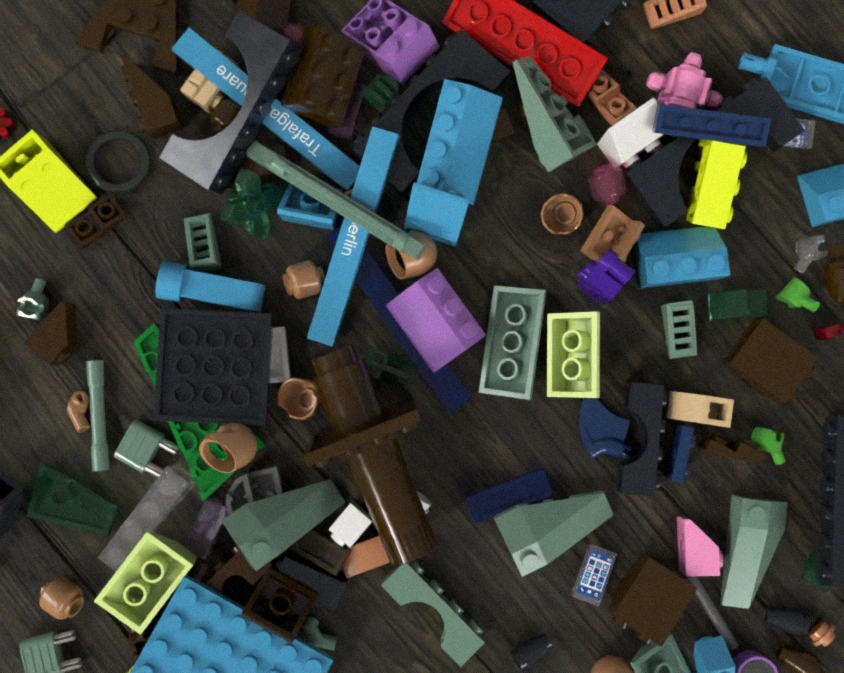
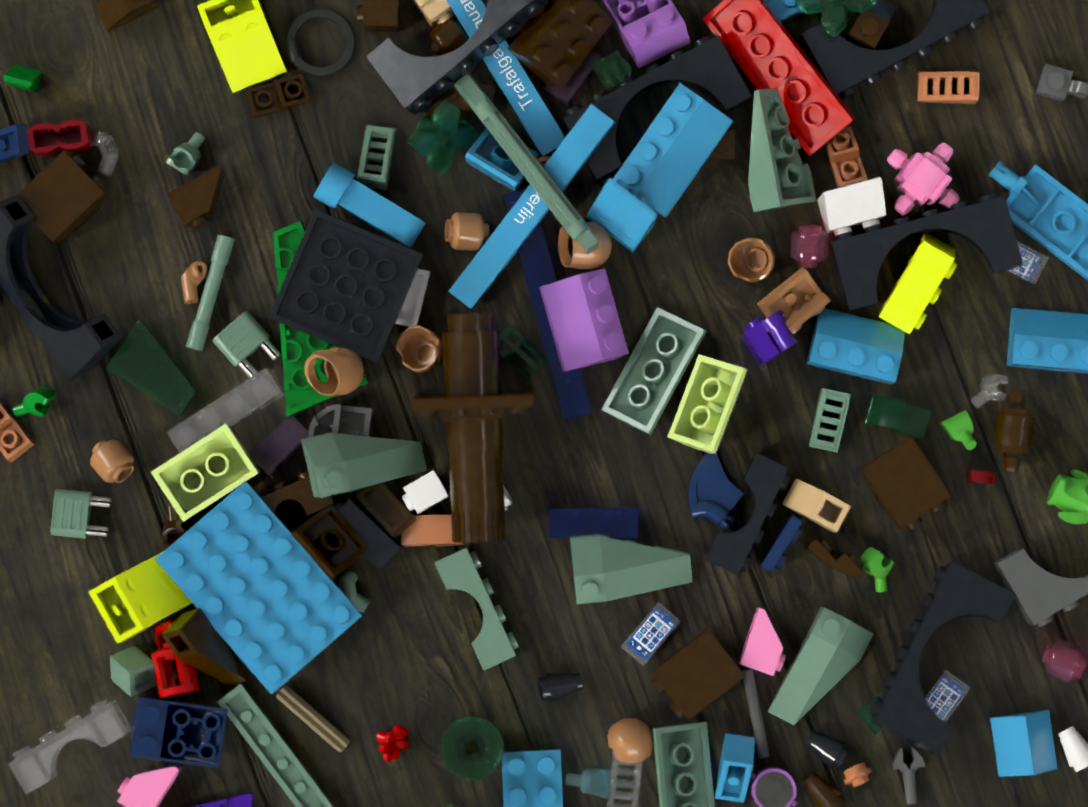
camera: 25 degrees right, 0 degrees up
(711, 125) = (928, 225): dark blue plate -> none

